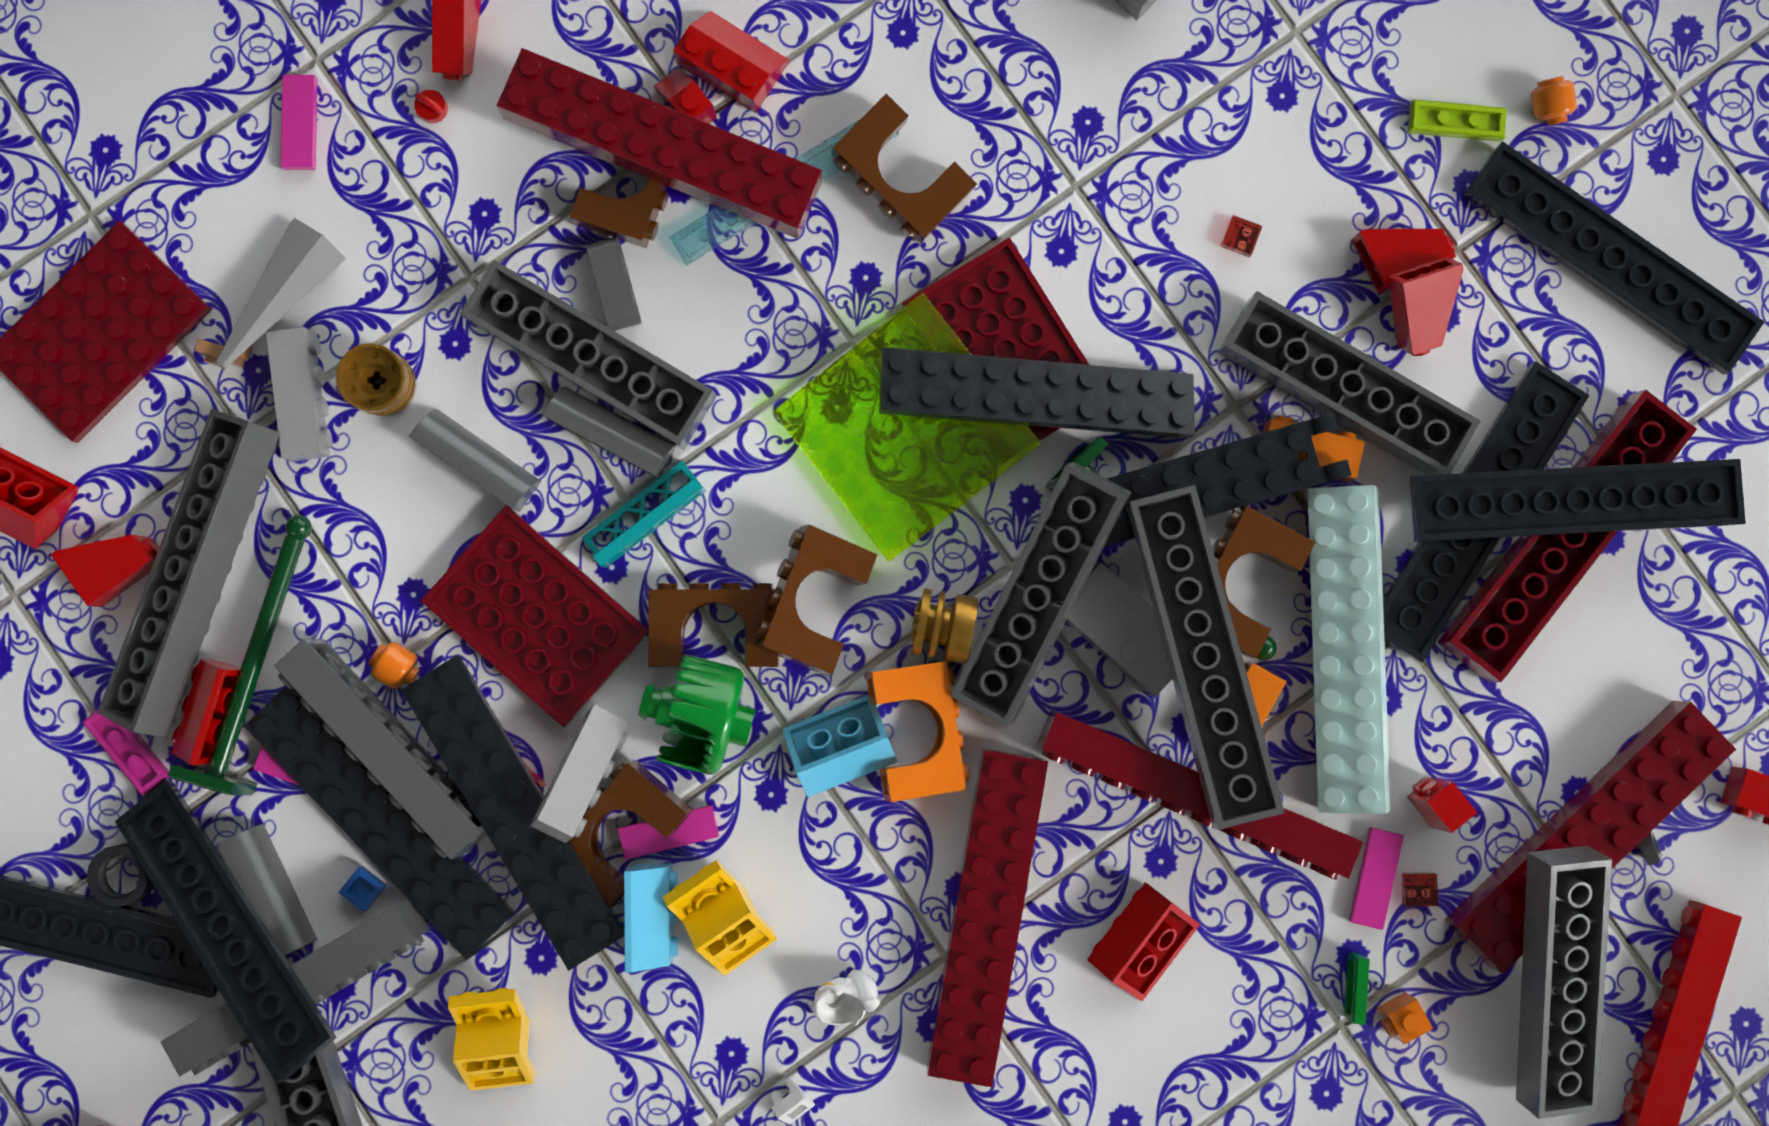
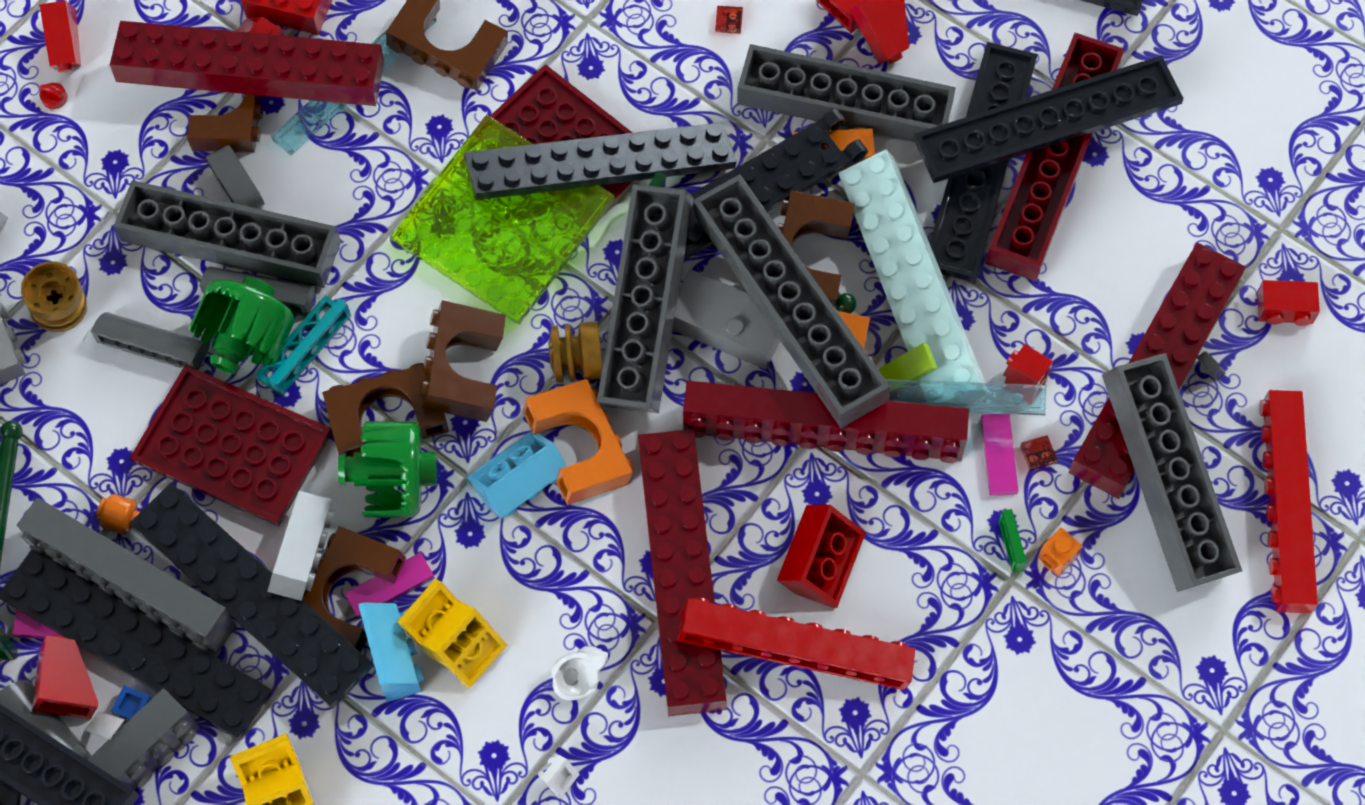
camera: 15 degrees left, 20 degrees down
(293, 842) = (62, 680): none -> red slope
(326, 915) = (104, 725): none -> white sticker
(579, 485) = (242, 319): none -> green piece
(1084, 1048) = (796, 643): none -> red brick
(1307, 762) = (910, 365): none -> lime tile
(1366, 824) = (976, 396): none -> clear light blue tile

